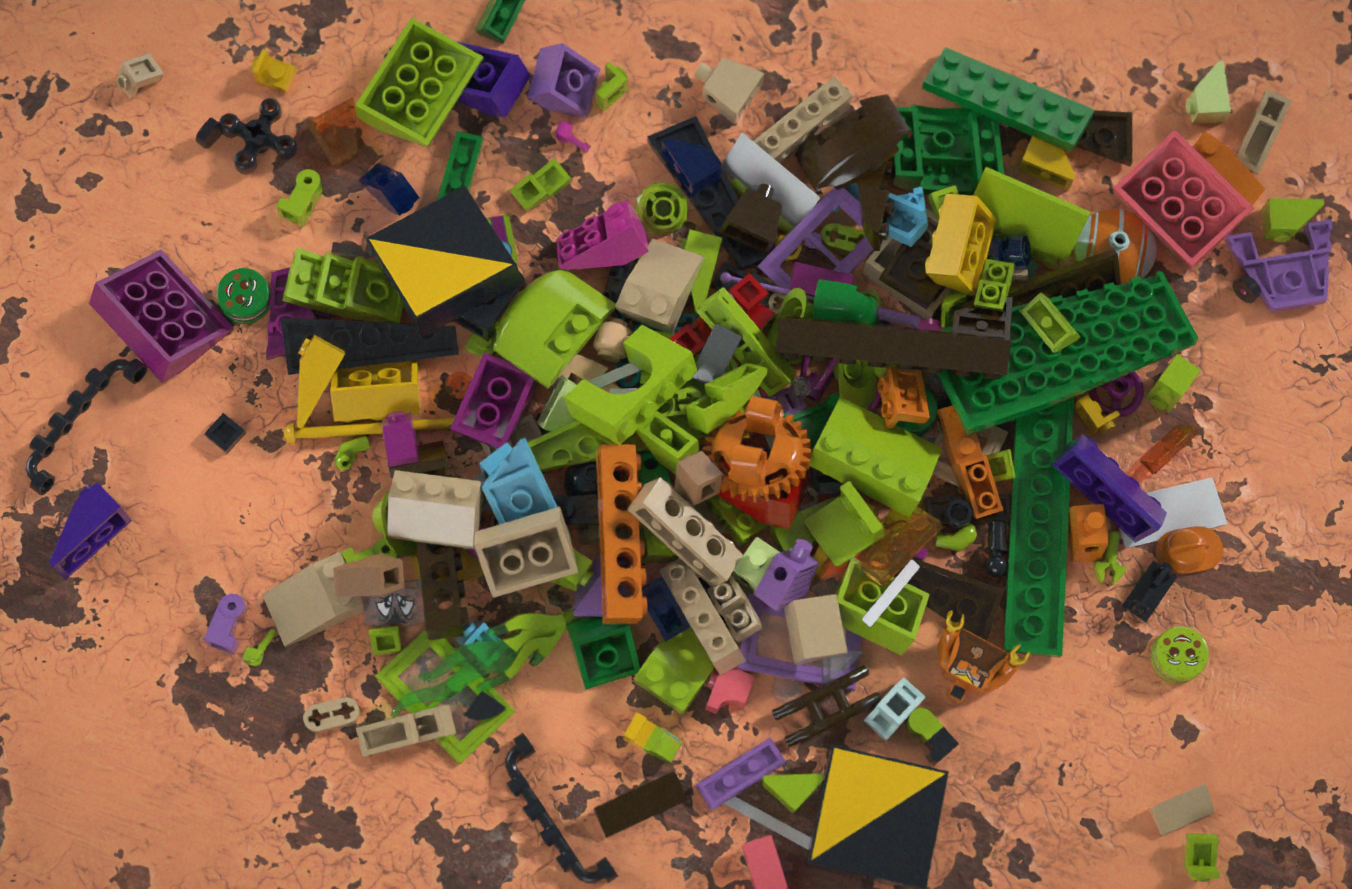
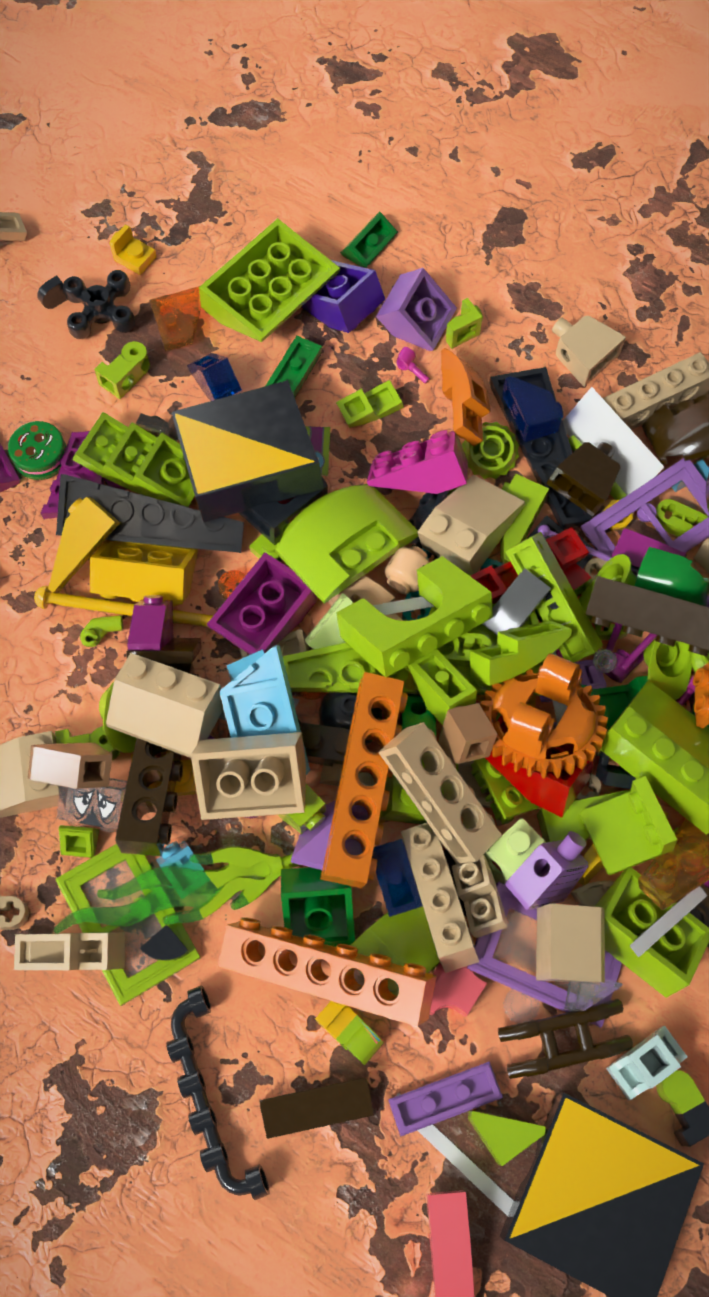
camera: 20 degrees right, 5 degrees down
(550, 699) = (242, 956): none -> brick
(631, 160) = (467, 394): none -> orange slope

